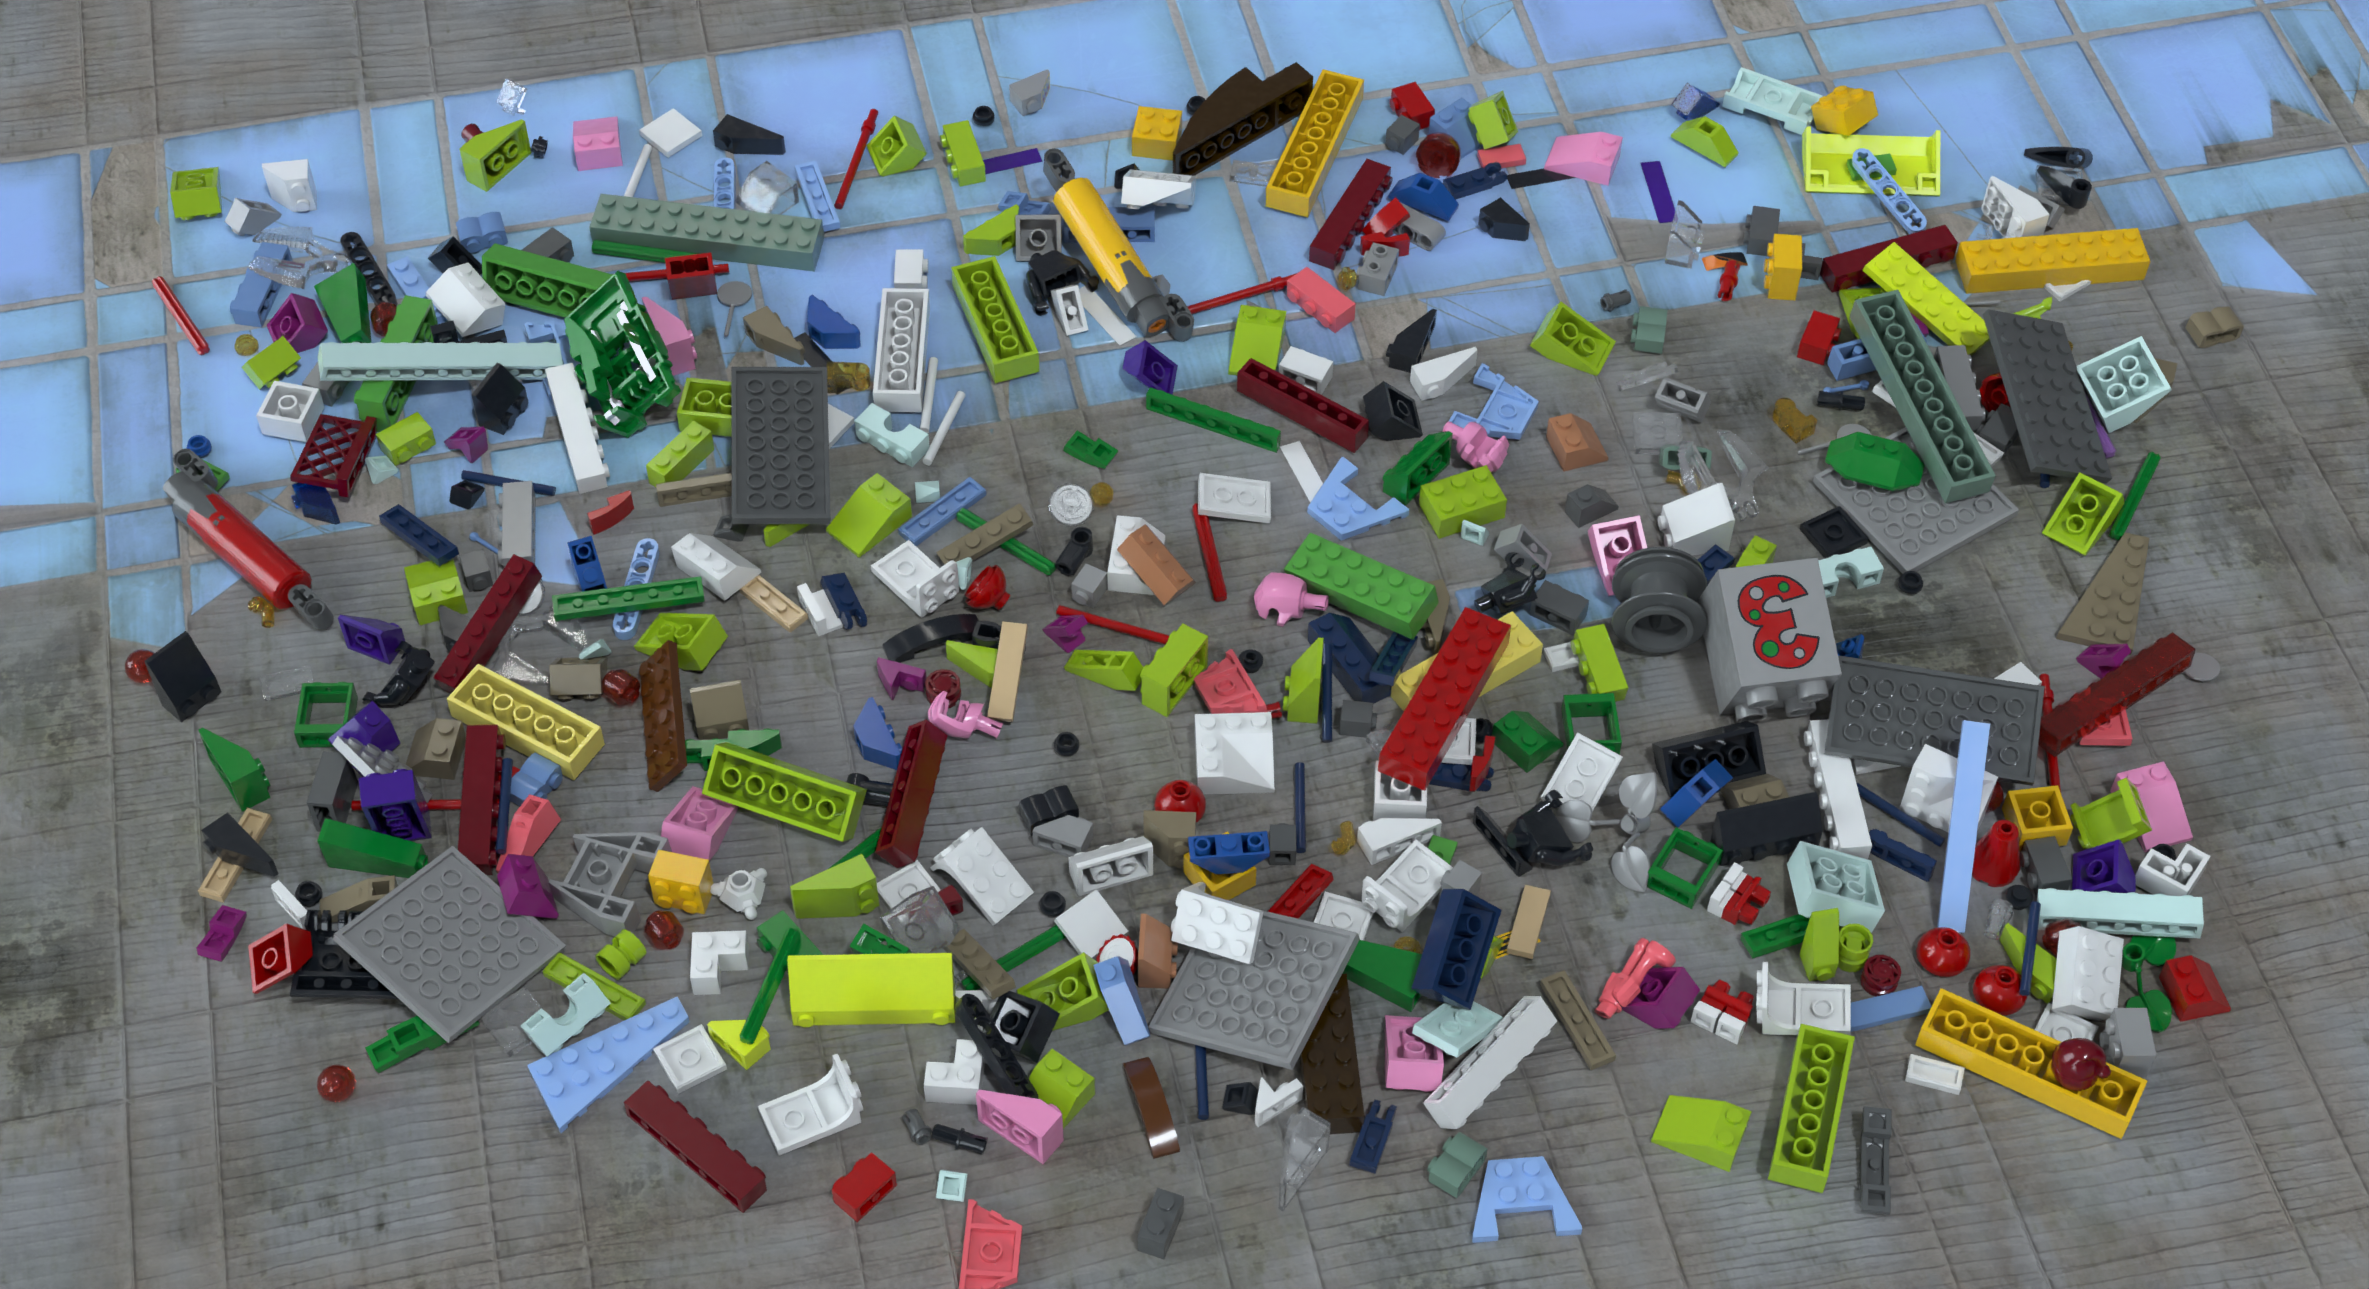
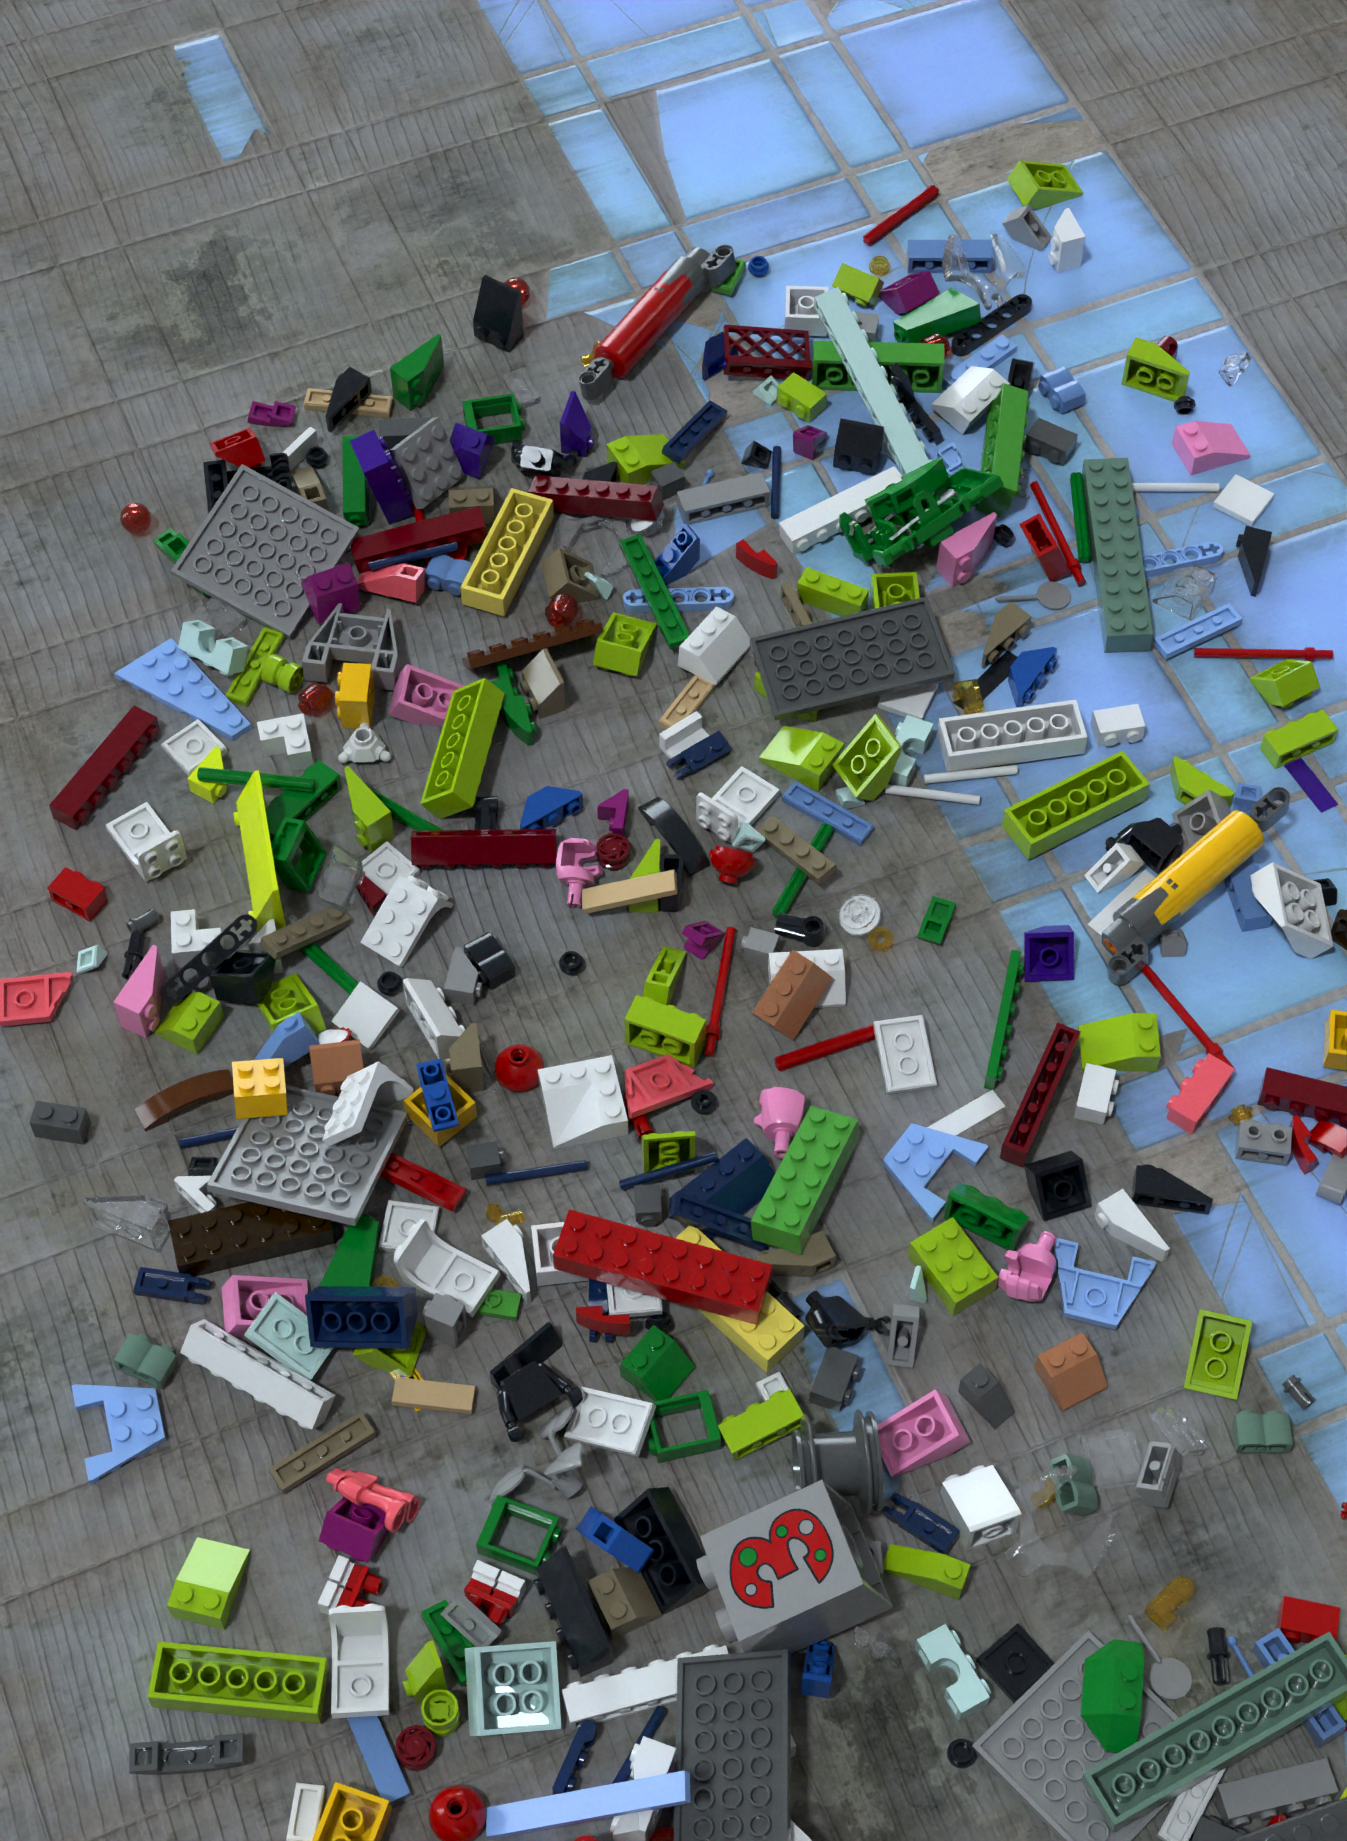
camera: 80 degrees right, 5 degrees up
(907, 449) = (869, 760): none -> lime slope
(1170, 1018) = (259, 1088): none -> yellow brick
(1770, 910) = (470, 1621): none -> light grey plate

